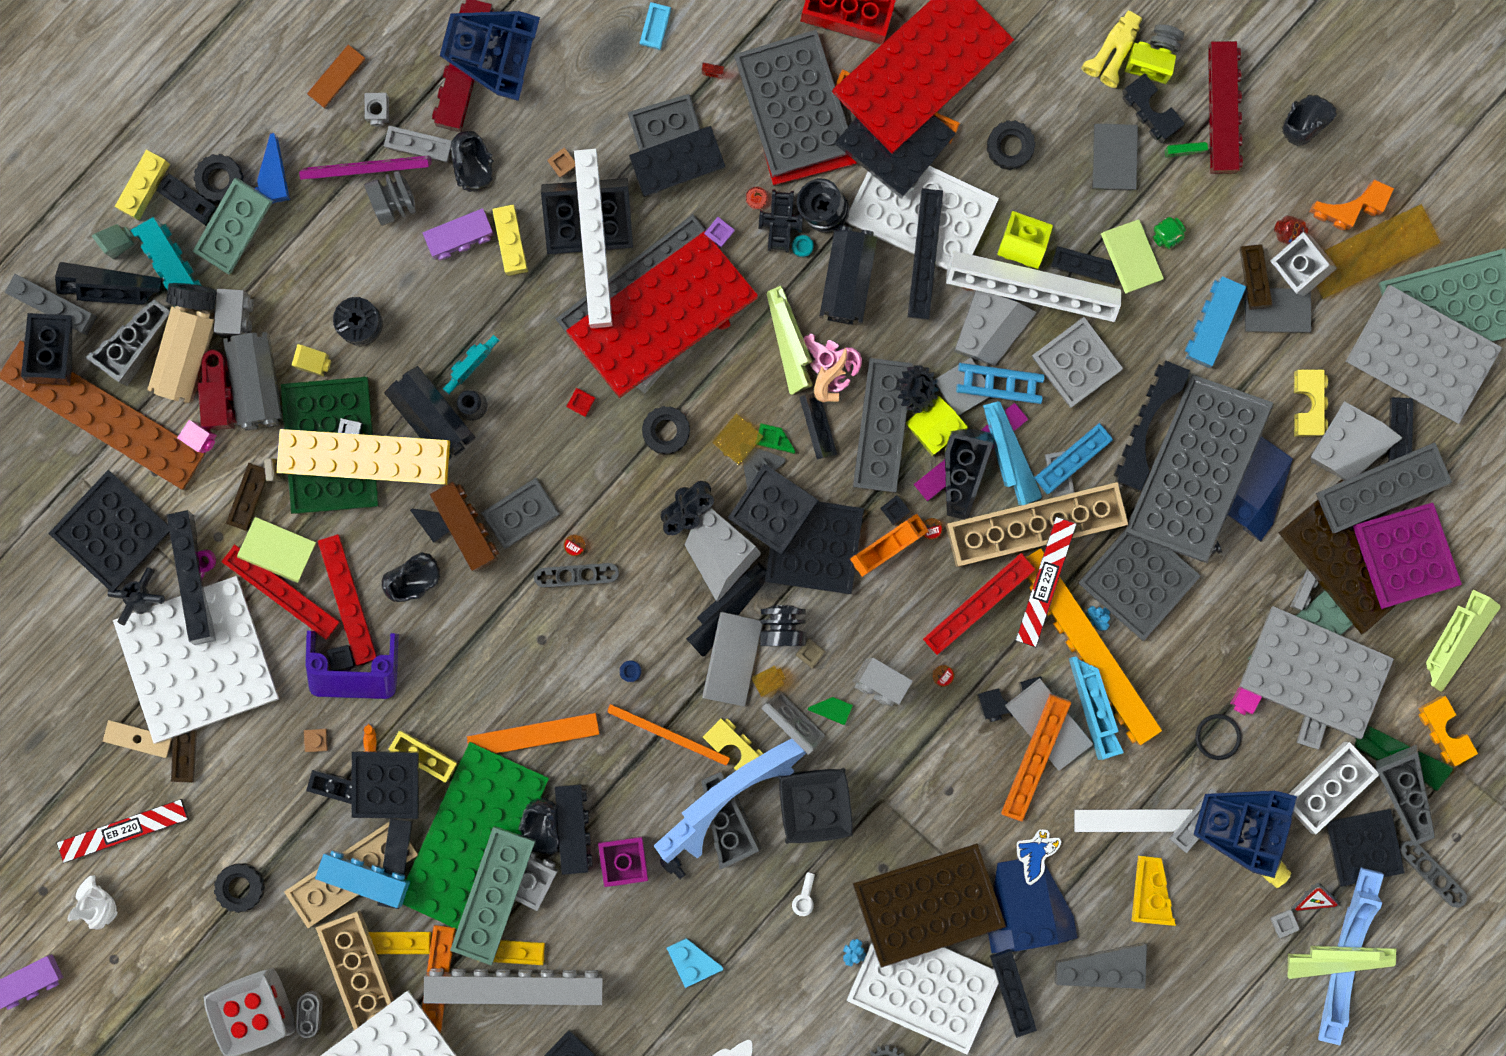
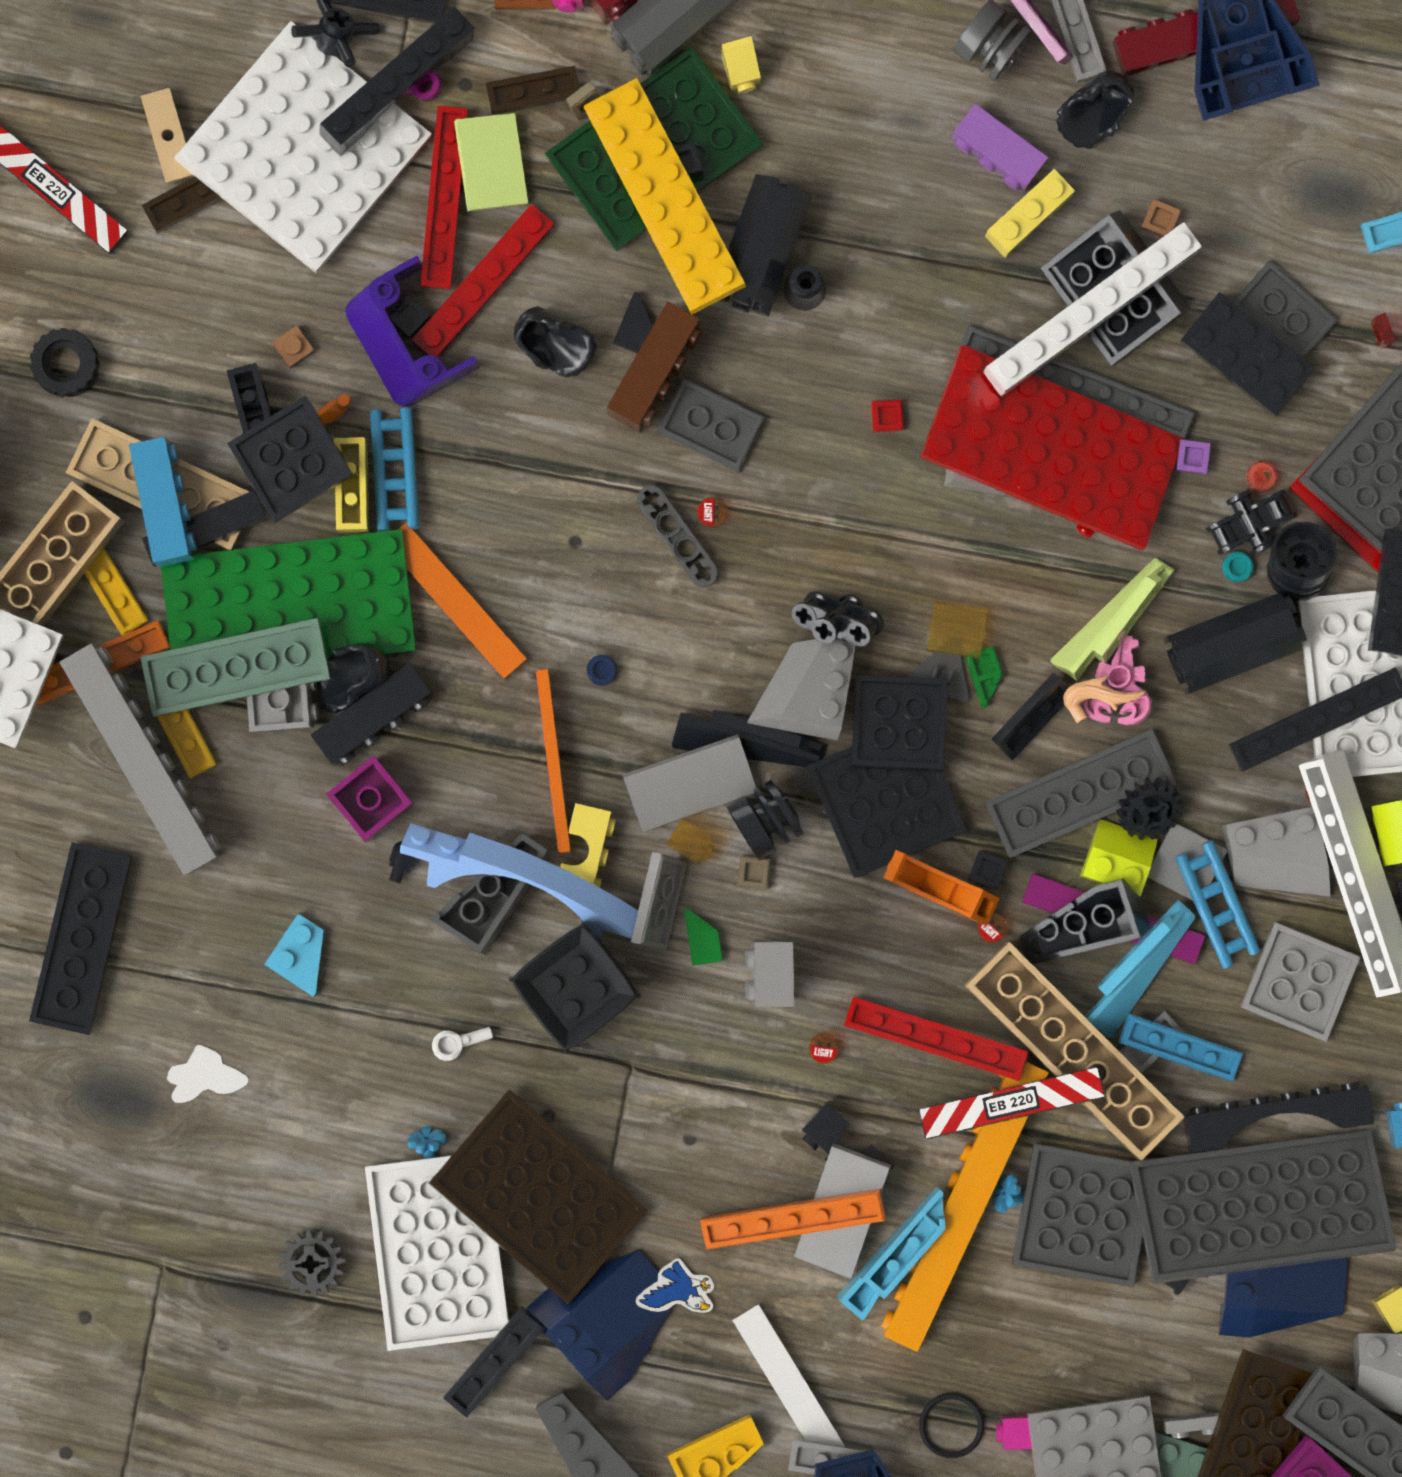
camera: 60 degrees right, 0 degrees up
(368, 328) = (821, 109): black wheel -> none
(442, 719) = (408, 483): none -> dark azure bar
(464, 368) = (862, 257): teal plate -> none
(677, 418) = (915, 514): black tyre -> none

